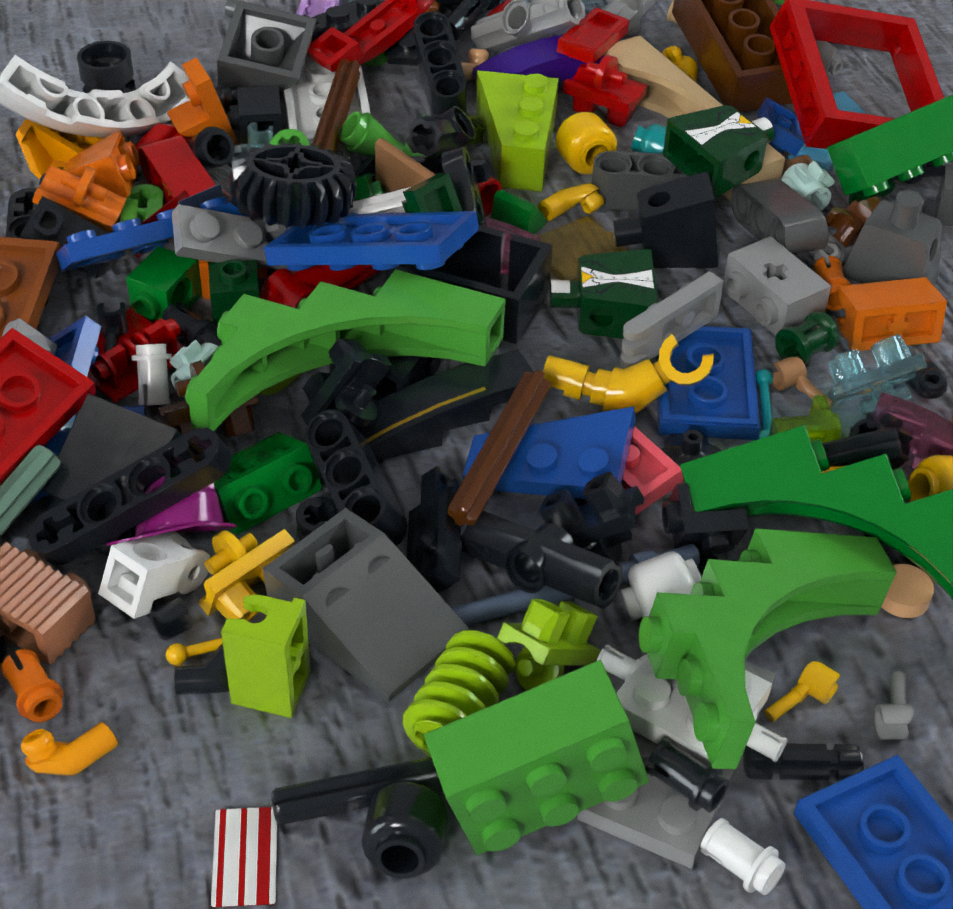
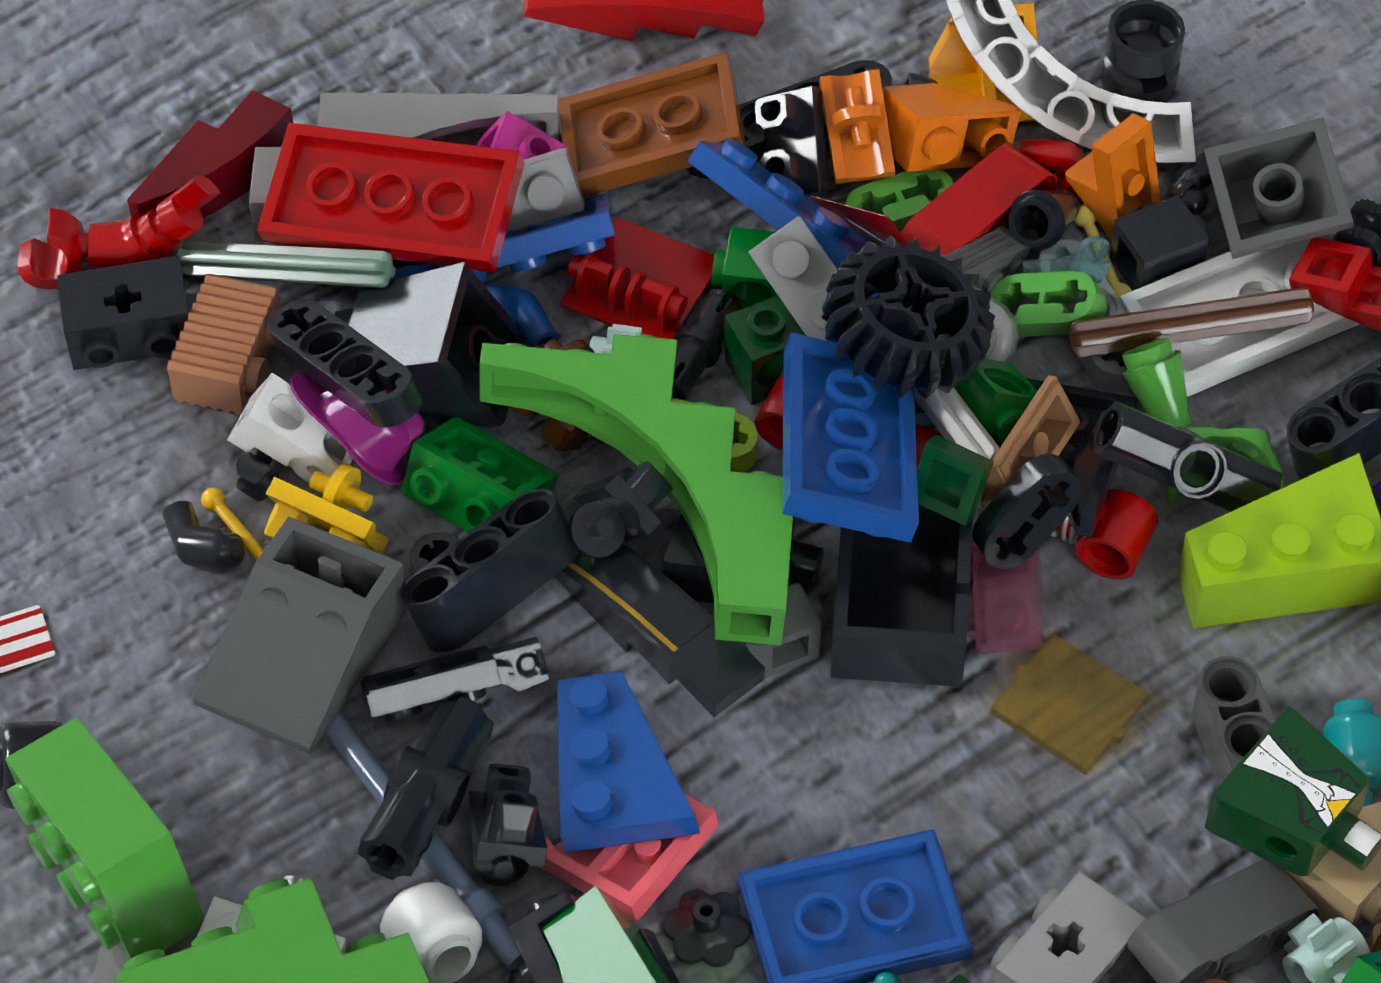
camera: 75 degrees right, 10 degrees up
(36, 694) = (116, 402): orange pin -> none
(67, 758) = (57, 453): light orange arm -> none
(113, 324) = (672, 251): black hand -> none
(152, 374) = (603, 307): white pin -> none
(268, 658) = (191, 572): lime hinge -> none
(348, 790) = (75, 700): black axle -> none
(462, 682) = (206, 765): lime piece -> none
(498, 449) = (575, 692): reddish brown axle -> none
(517, 212) = (1104, 609): green slope -> none
(551, 639) = (300, 828): lime hips -> none
(568, 198) = (1170, 660): yellow arm -> none
(583, 138) = (1293, 644): yellow head -> none
(607, 291) = (965, 759): dark green torso -> none
(627, 386) = (773, 811): yellow piece -> none
(674, 223) = (1131, 799): black torso -> none
(677, 314) = (907, 831): light grey hinge -> none

